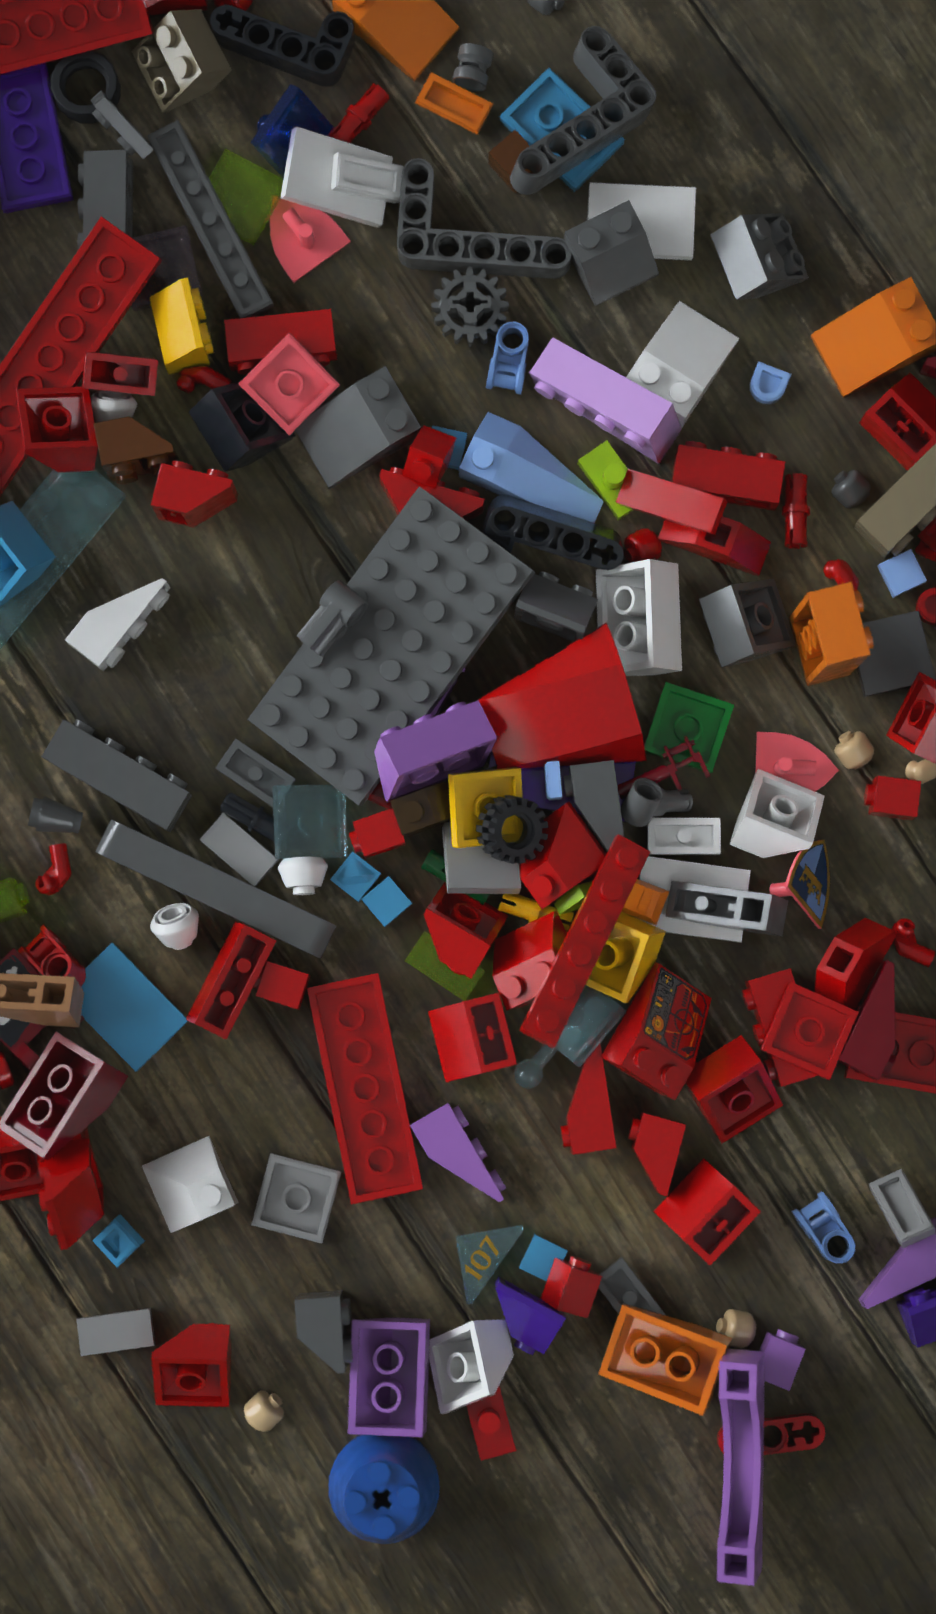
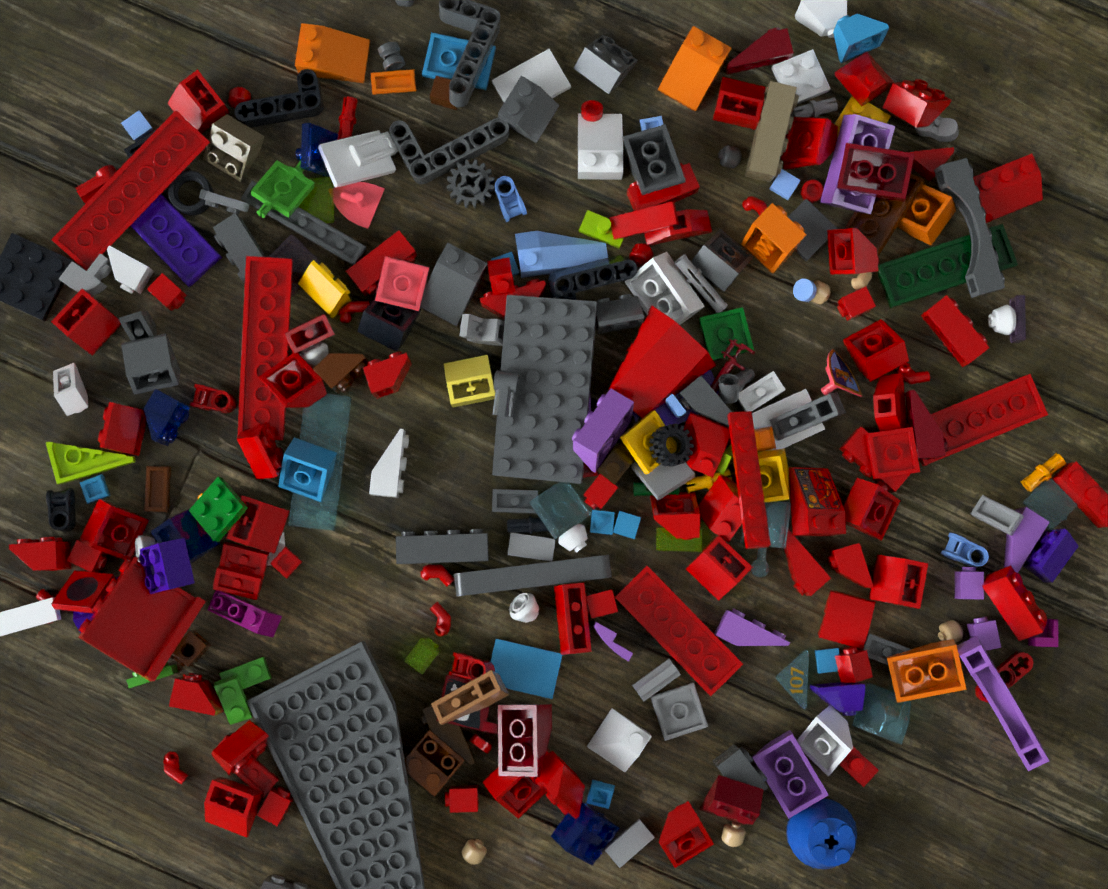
camera: 35 degrees left, 0 degrees up
(54, 817) = (422, 591): dark grey cone -> none
(65, 1281) = (586, 835): none -> clear blue slope
(91, 802) = (436, 571): none -> red arm
(208, 157) = (282, 189): none -> bright green plate
(262, 1032) = (608, 636): none -> medium lavender slope
(287, 1360) = (733, 801): none -> dark red slope
(291, 1135) = (656, 679): none -> light grey axle
(296, 571) = (469, 381): none -> light yellow slope
(356, 513) = (482, 330): none -> light grey brick
(569, 1378) = (883, 714): none -> clear light blue slope
(604, 1219) = (846, 619): none -> red slope
(606, 399) = (574, 187): lavender wedge -> none
(696, 637) = (684, 264): none -> light grey pin
(700, 308) = (592, 110): none -> red tile
(737, 426) = (653, 159): none -> dark grey slope
(776, 817) = (802, 352): white slope -> none
(793, 760) = (790, 323): coral shield -> none
(796, 511) = (709, 186): red pin -> none
(803, 1277) = (969, 584): none -> medium lavender brick
(835, 734) = (804, 290): none -> light blue tile
(847, 1343) = (1015, 603): none -> red brick
(863, 1409) = (1048, 638): none -> magenta panel
(881, 878) = (876, 350): none -> red slope

